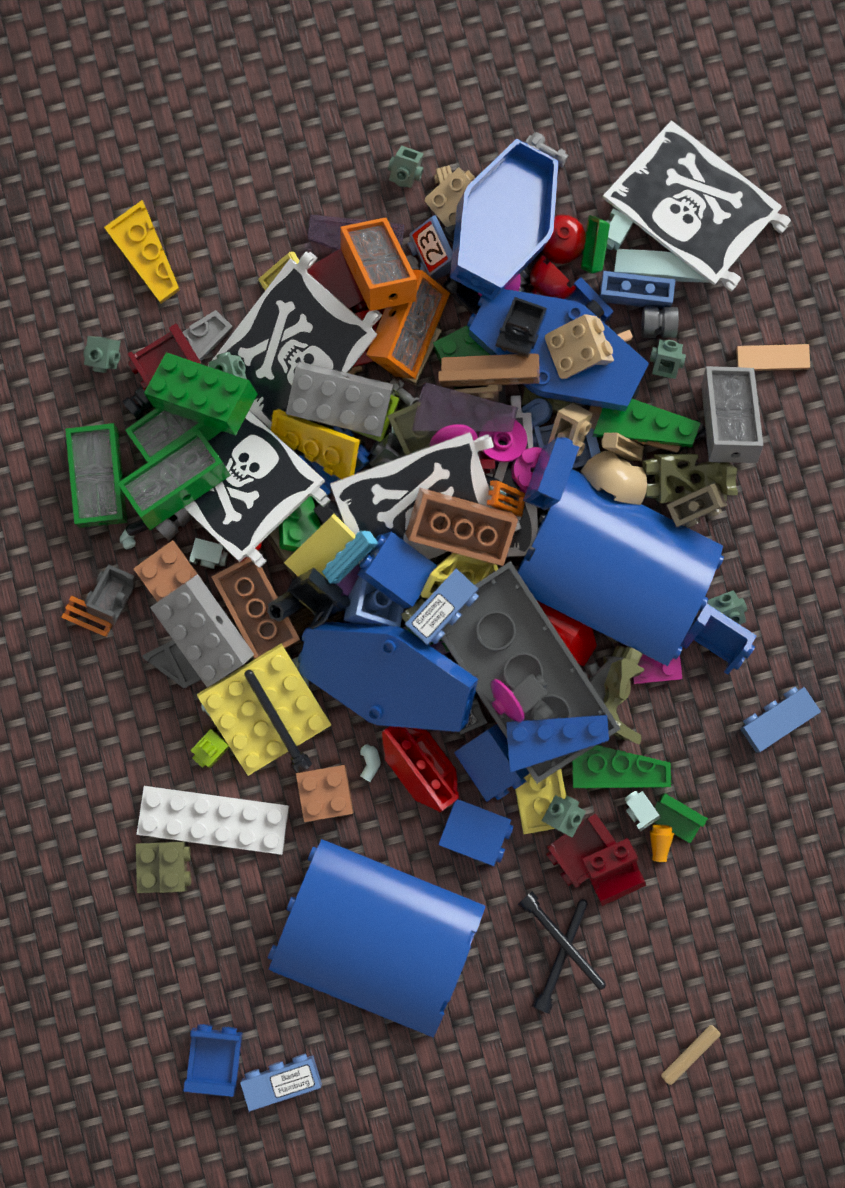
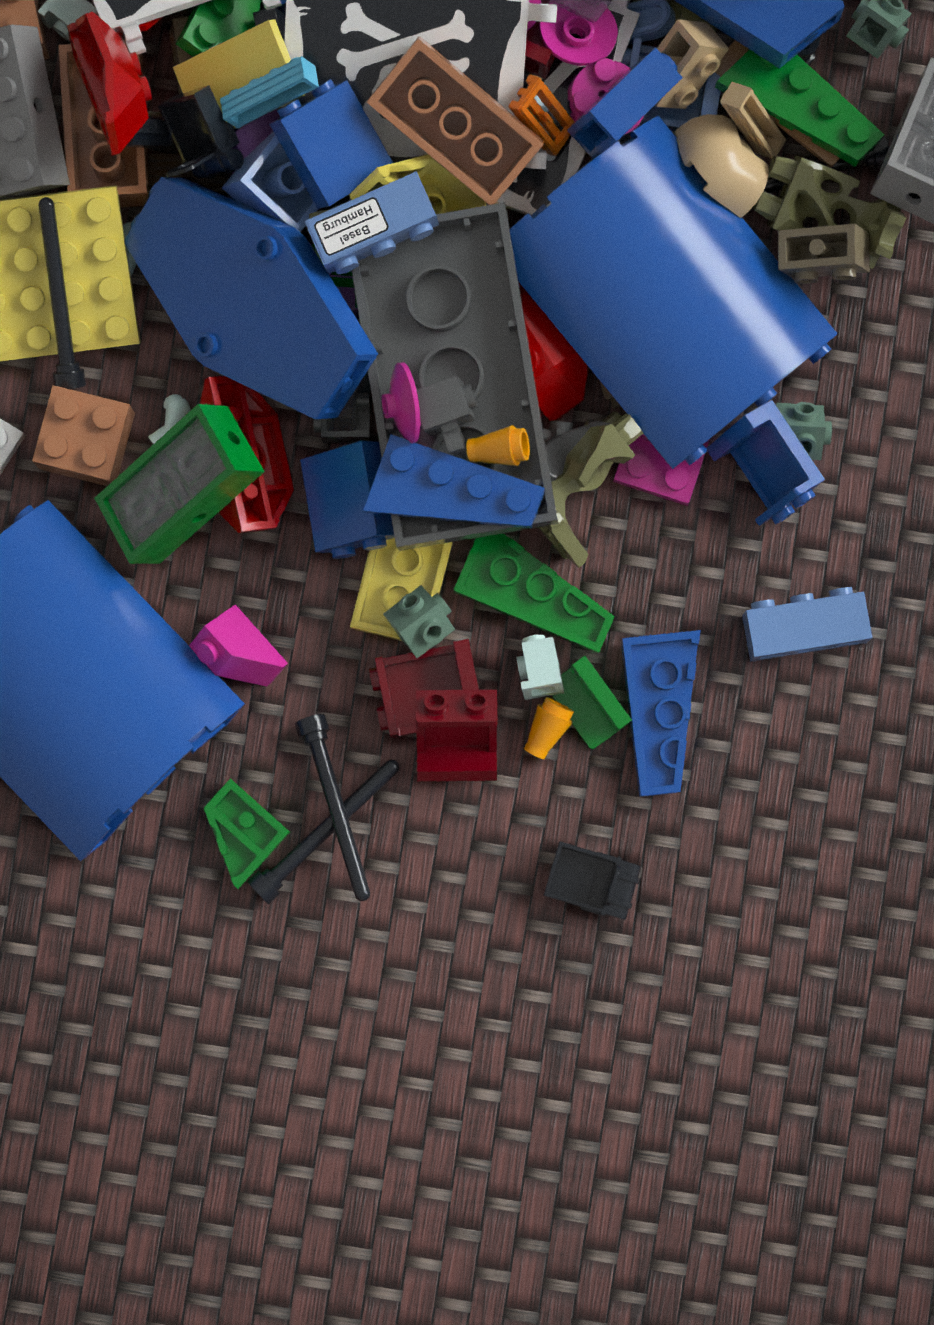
camera: 20 degrees right, 0 degrees up
(256, 589) = (110, 79): none -> red wedge
(395, 800) = (179, 484): none -> brick
(467, 876) = (237, 649): none -> dark pink slope
(476, 832) = (279, 591): blue brick -> none
(516, 978) = (242, 831): none -> green wing
(571, 702) = (502, 446): none -> light orange cone
(690, 1055) = (450, 1059): tan axle -> none
(714, 795) = (659, 694): none -> blue wing
(724, 918) = (592, 881): none -> black piece

